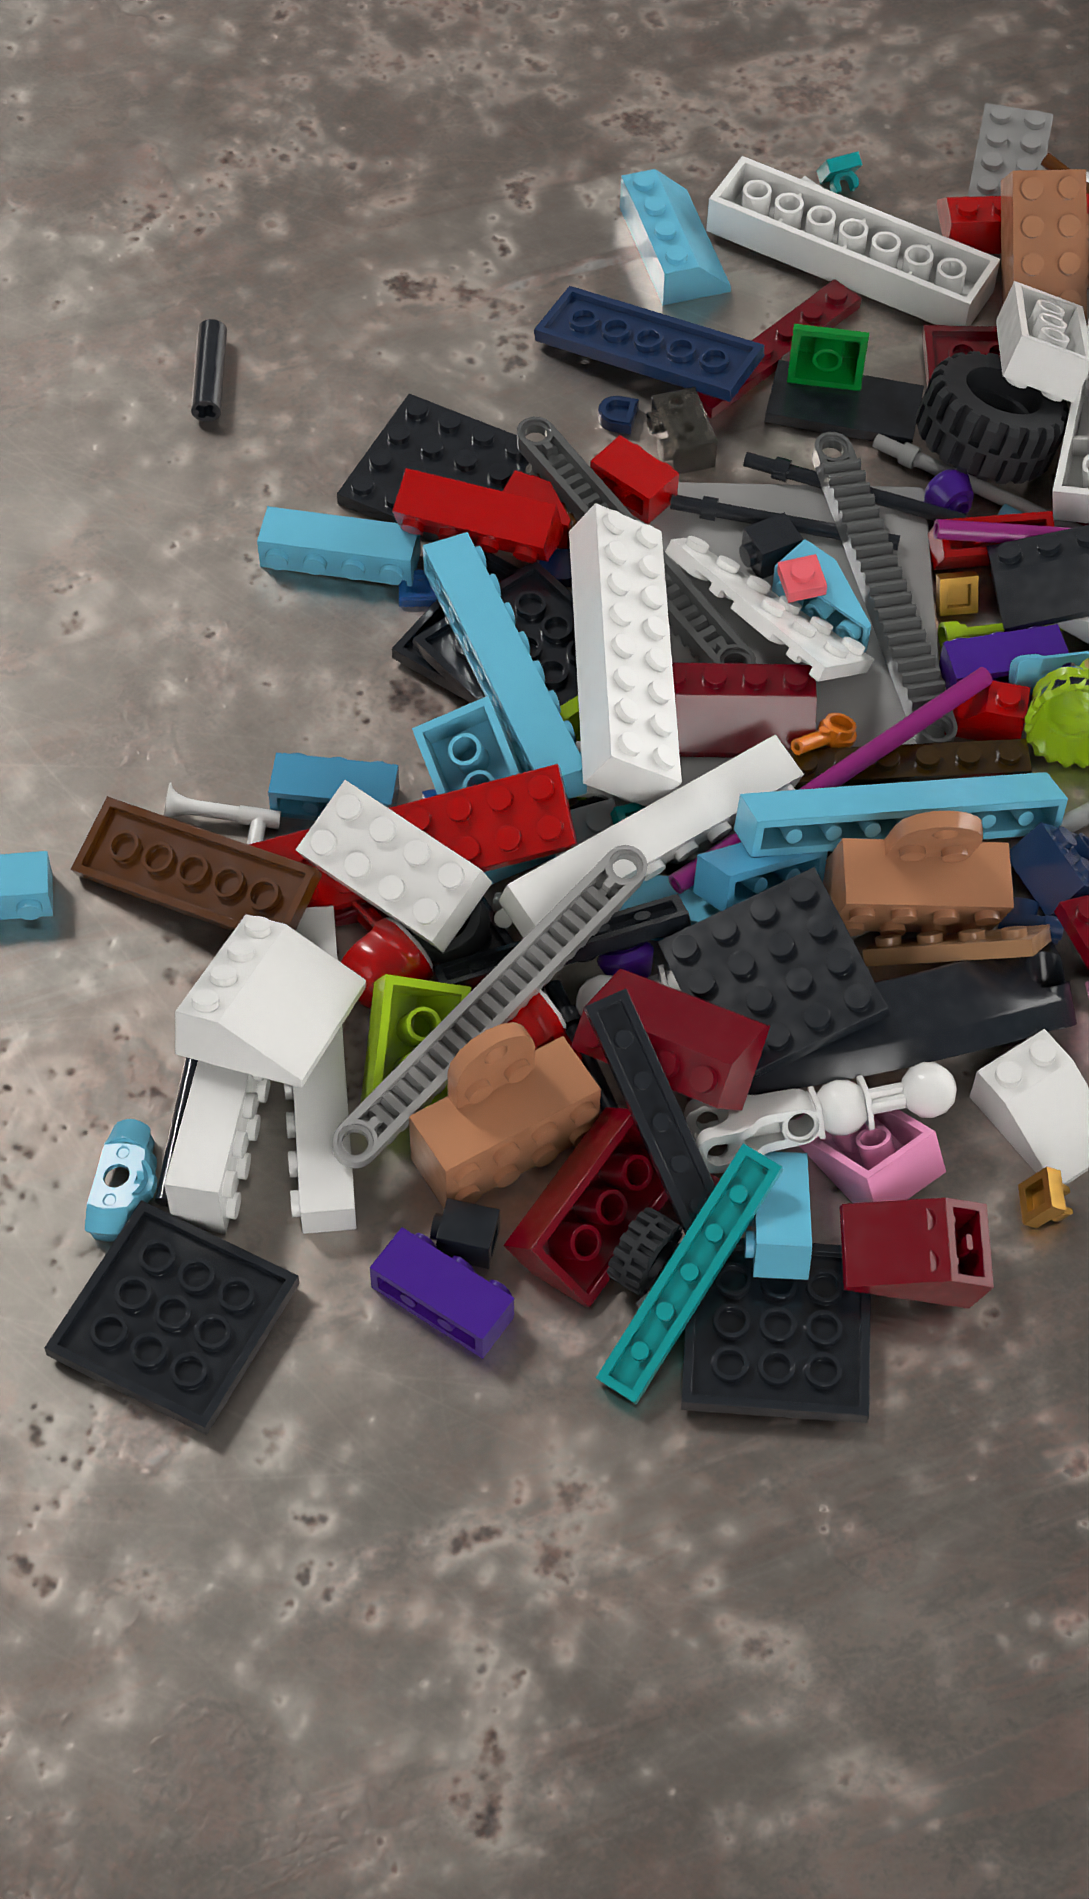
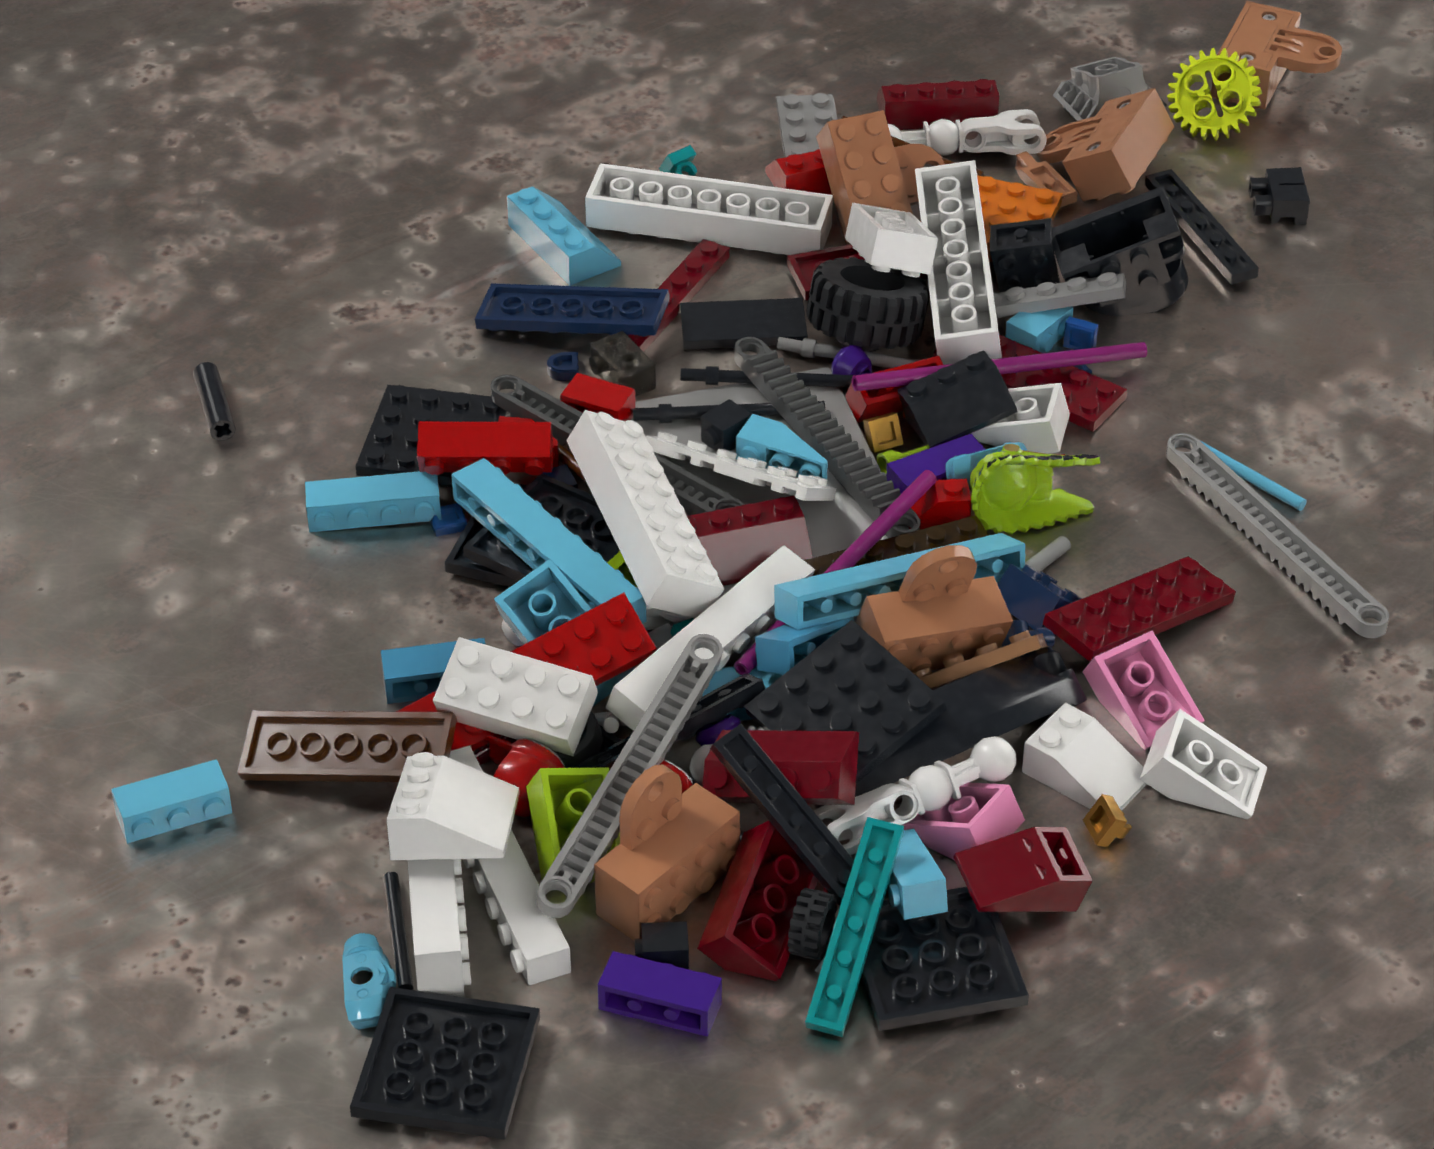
camera: 15 degrees left, 15 degrees down
(255, 817) = (382, 703): white piece -> none
(802, 578) = (761, 439): coral plate -> none
(827, 357) = (721, 287): green slope -> none
(833, 731) = (821, 543): orange plate -> none

